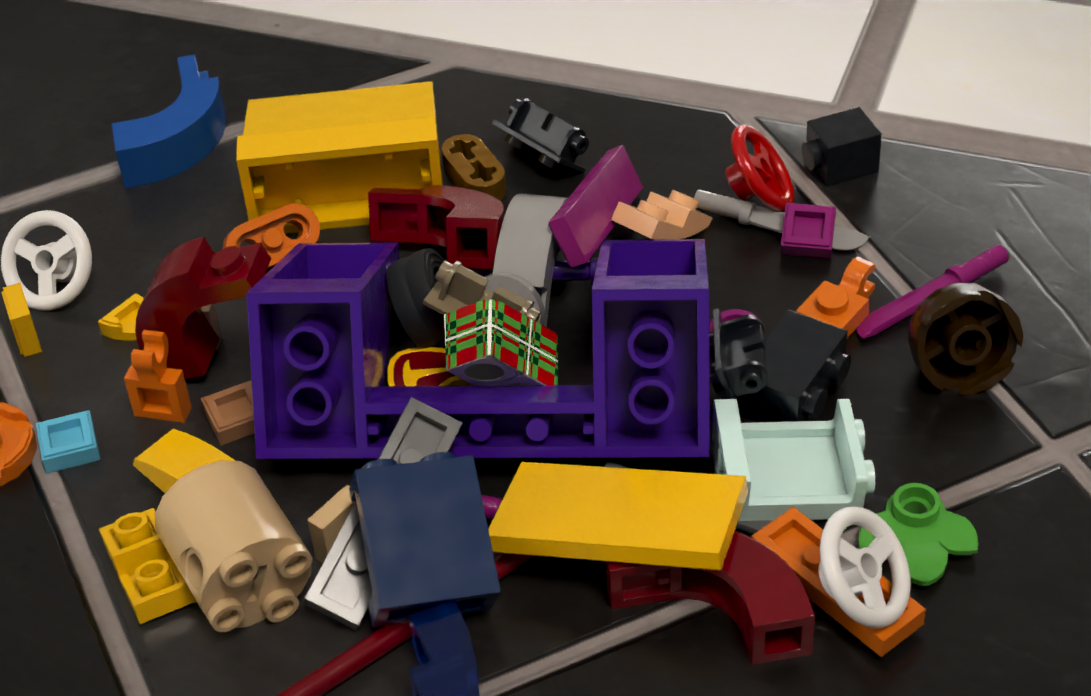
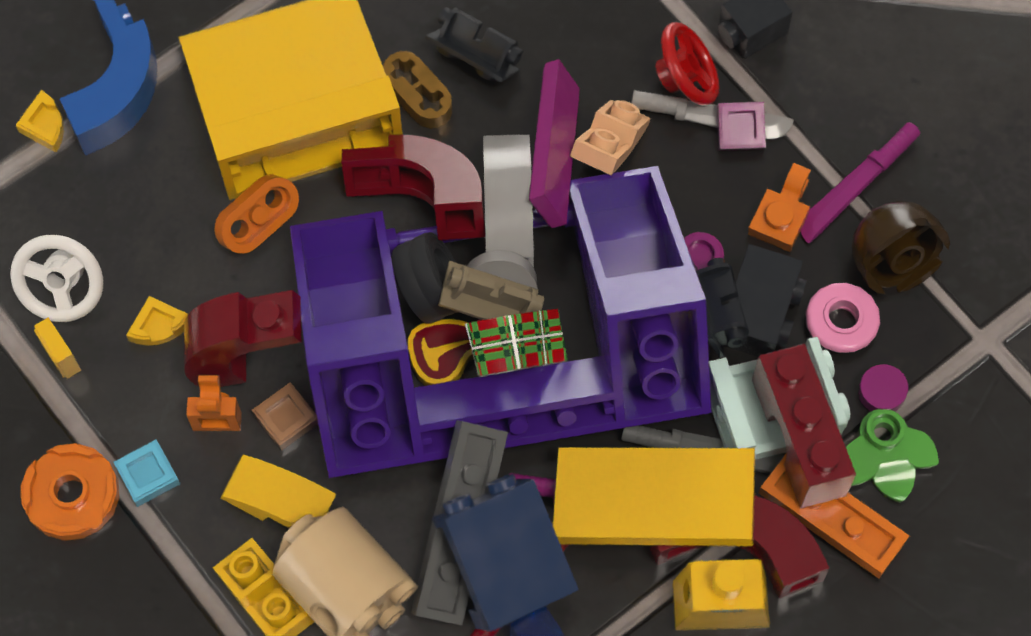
camera: 15 degrees left, 25 degrees up
(93, 156) = (43, 122): none -> yellow tile
(328, 521) = (416, 532): tan tile -> none
(680, 630) = (721, 595): none -> yellow torso
(812, 457) = (814, 447): none -> dark red arch
(857, 572) = (857, 522): white piece -> none
(889, 386) = (848, 298): none -> bright pink piece
(926, 467) = (883, 388): none -> magenta tile

